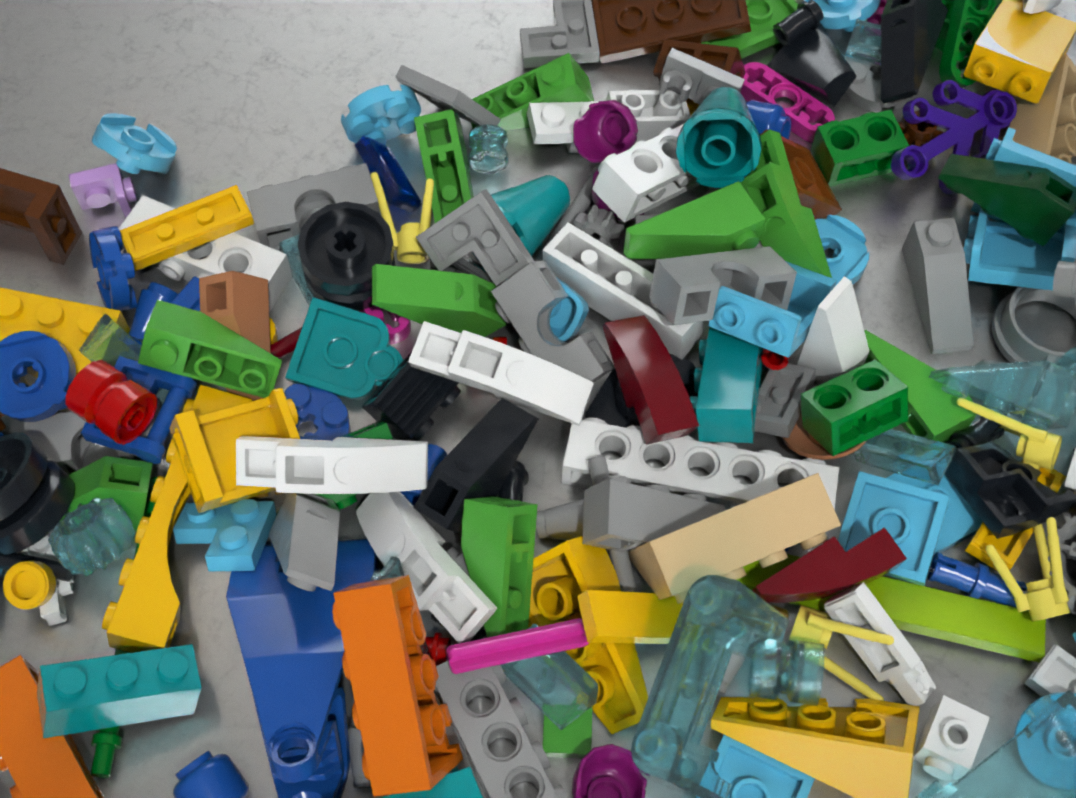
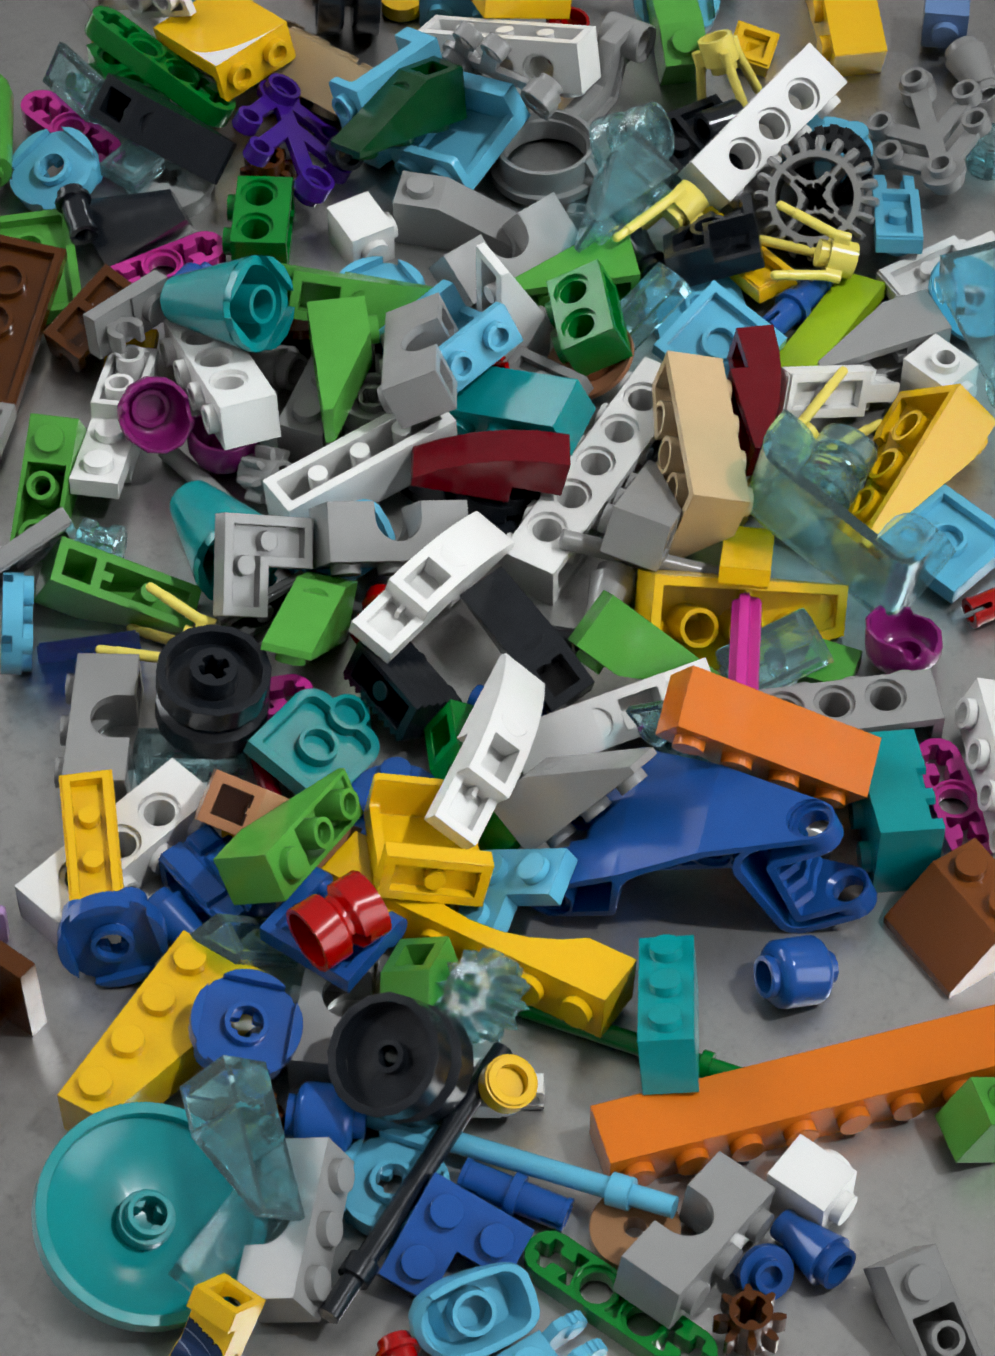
camera: 70 degrees left, 10 degrees down
(888, 217) = (361, 229): none -> white brick
(944, 347) = (535, 237): none -> light grey arch
(973, 676) = (891, 334): none -> light grey slope

